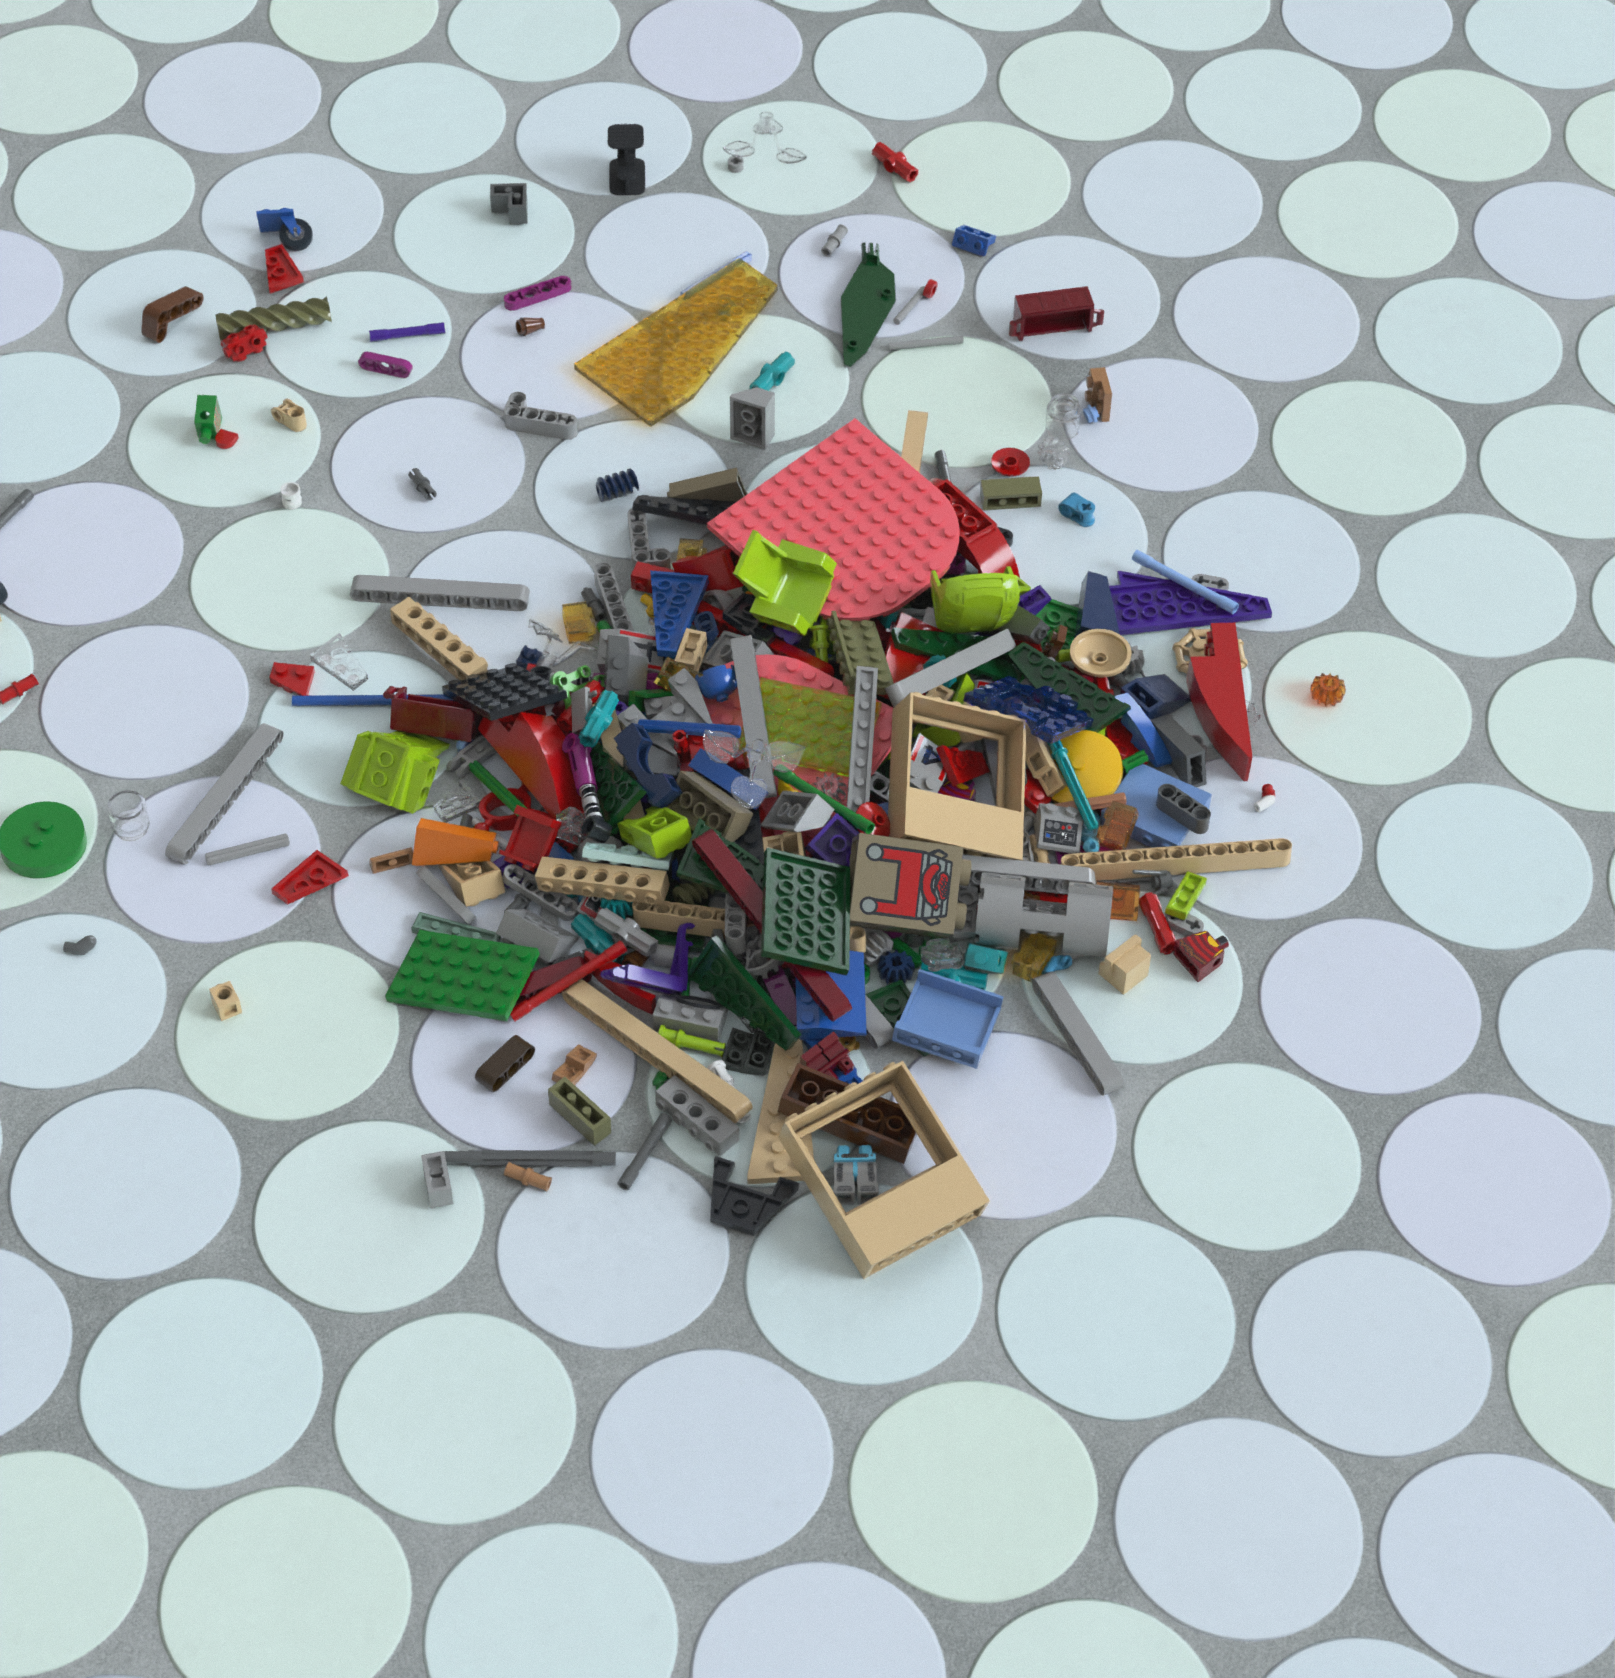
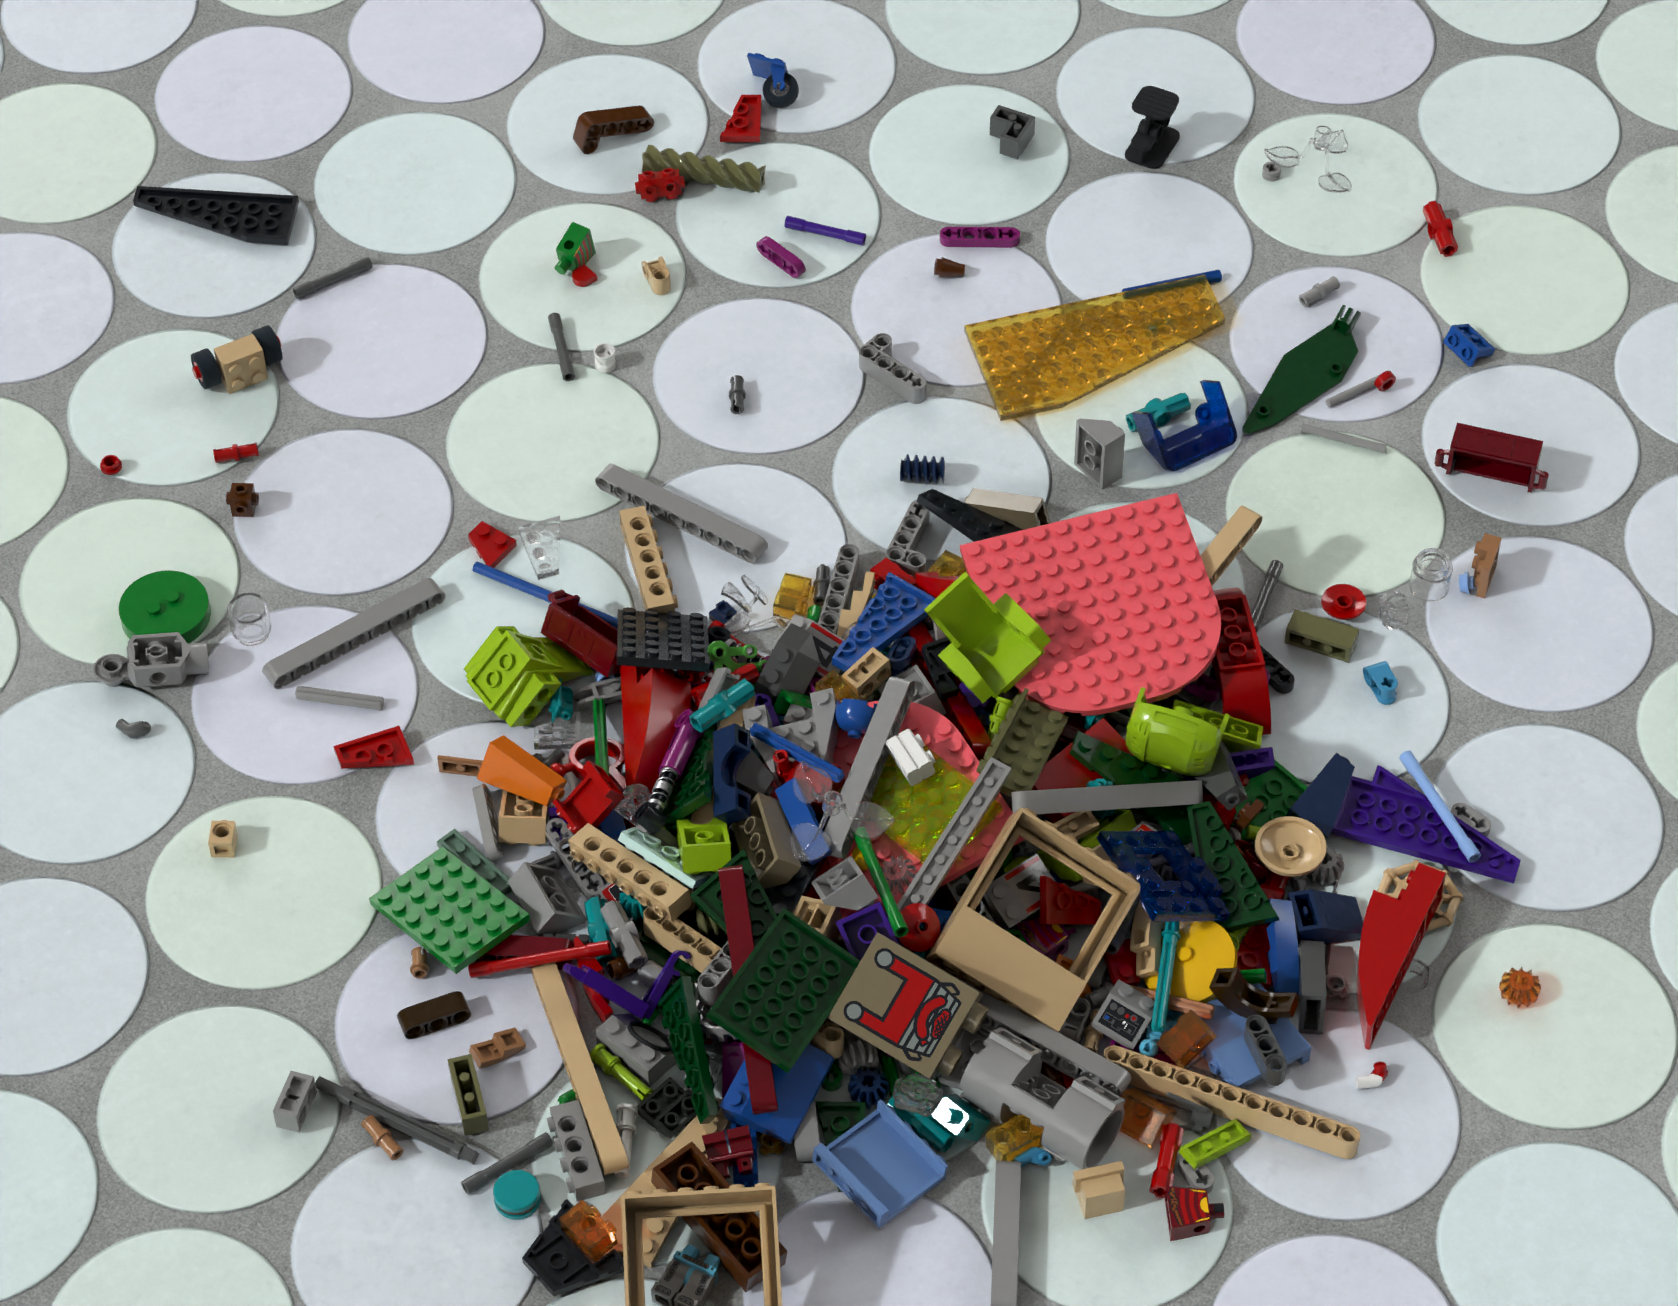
camera: 30 degrees right, 0 degrees up
(51, 723) = (242, 499): none -> reddish brown brick
(65, 882) = (154, 661): none -> light grey brick
(259, 513) = (565, 363): none -> dark grey piece
(445, 780) = (561, 703): none -> teal hinge
(466, 1031) = (419, 966): none -> medium nougat pin
(640, 615) = (859, 602): none -> tan slope
(671, 1171) = (517, 1194): none -> teal head
(761, 1179) = (592, 1242): none -> clear orange brick
(786, 694) = (911, 757): none -> white brick
(822, 377) = (1210, 435): none -> clear blue windscreen
(1149, 778) = (1246, 1000): none -> dark brown arch

